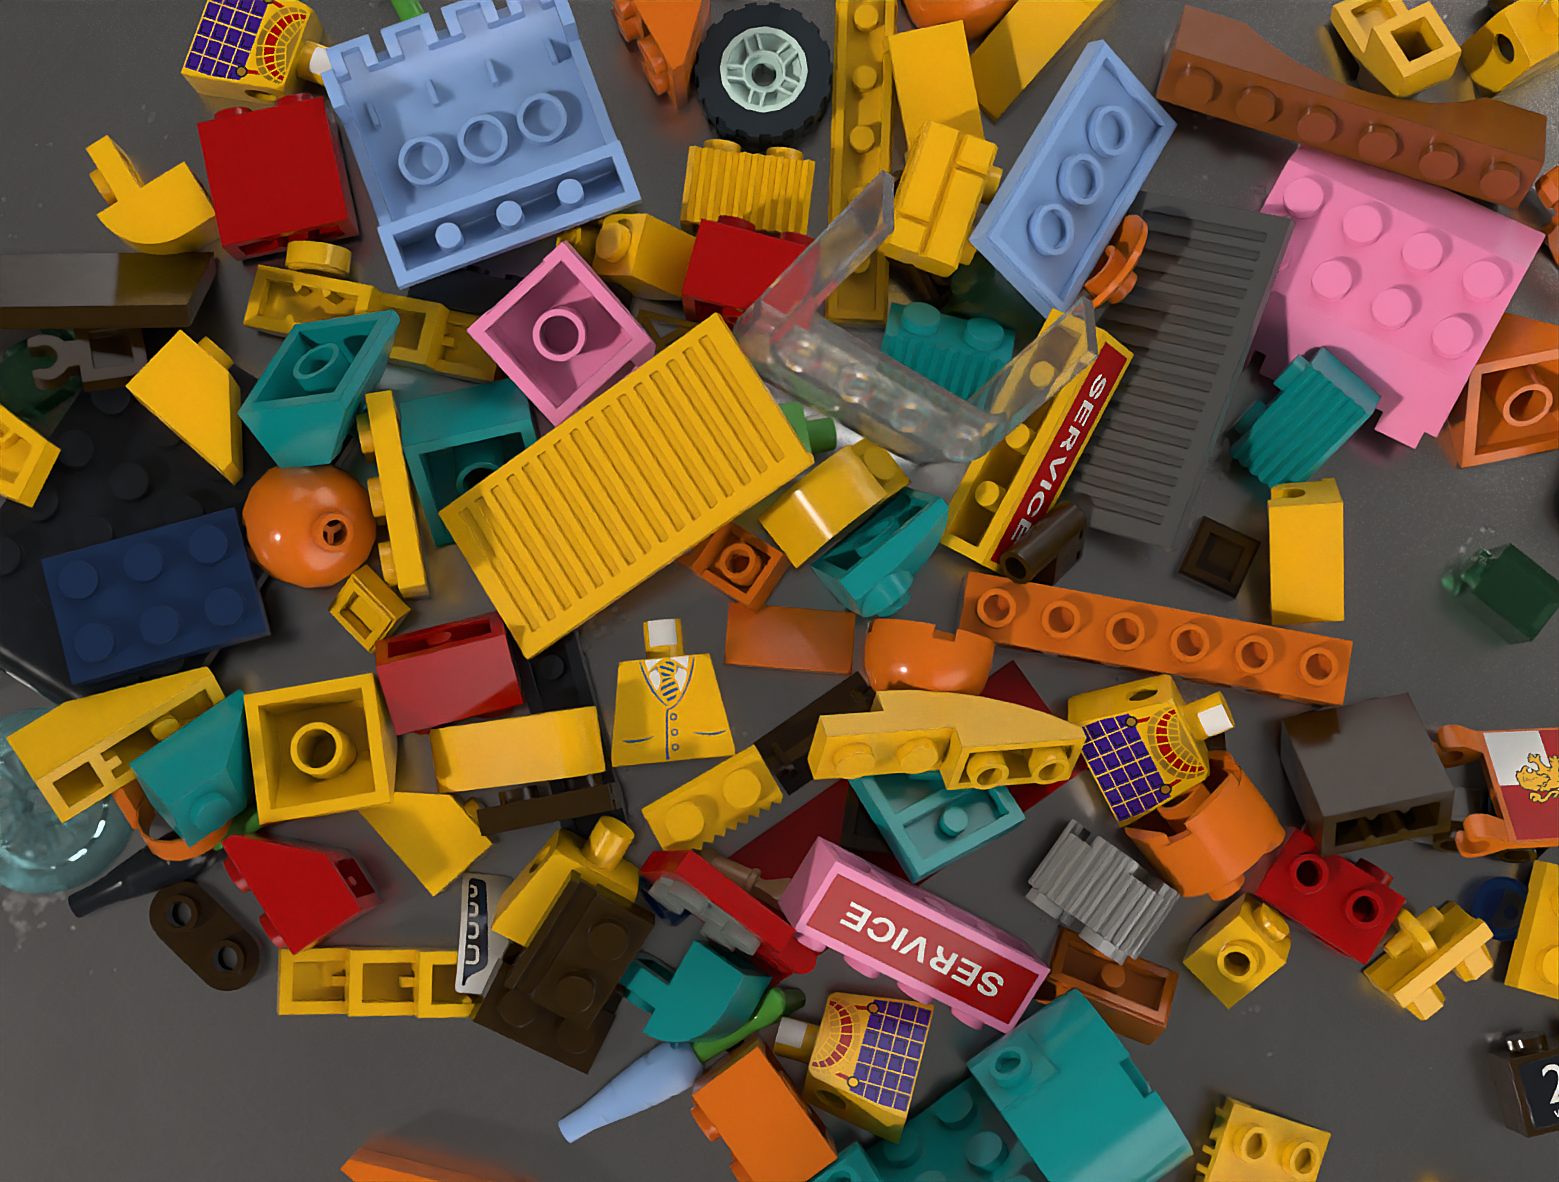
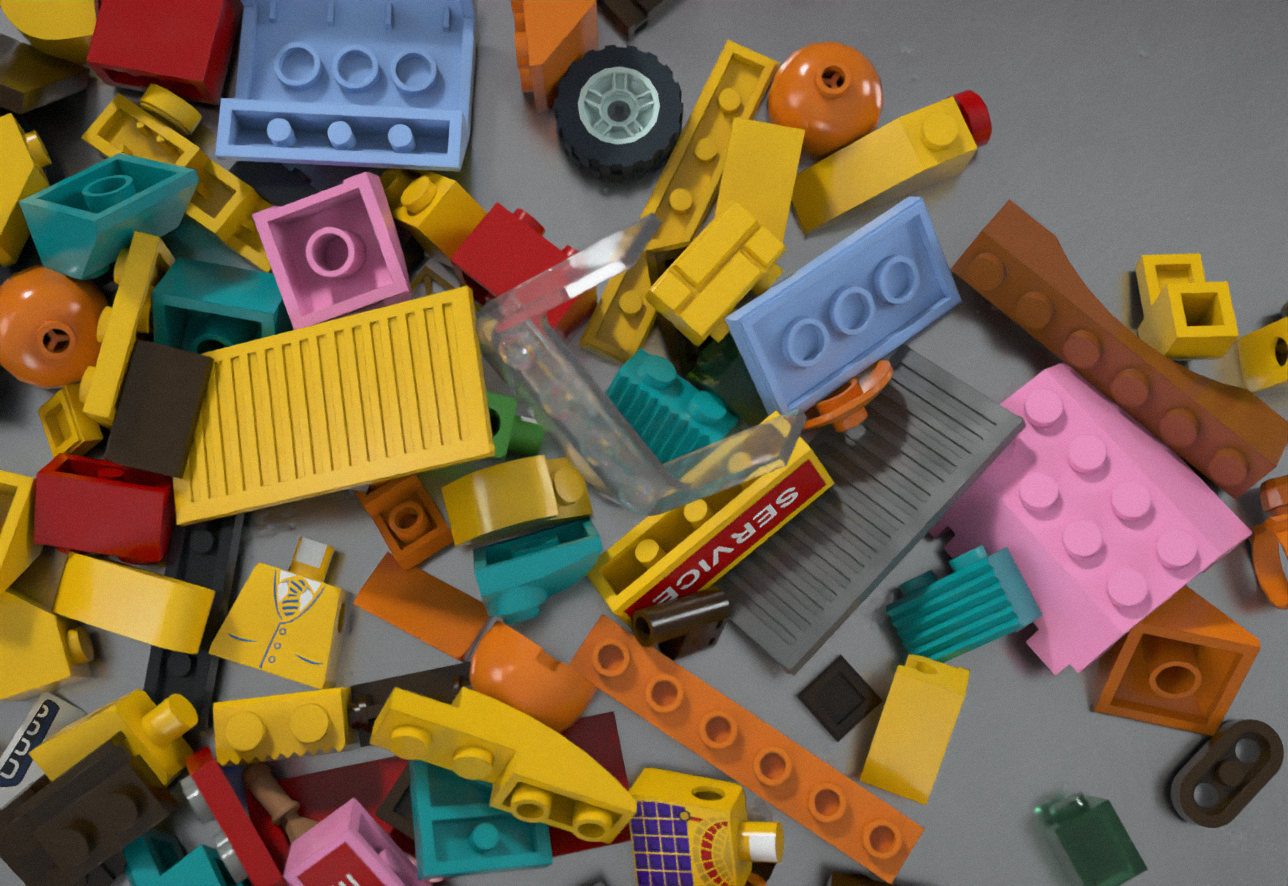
camera: 25 degrees right, 5 degrees down
(462, 556) = (158, 409): none -> dark brown slope
(525, 808) = (113, 658): dark brown plate -> none
(759, 188) = (563, 201): yellow brick -> none

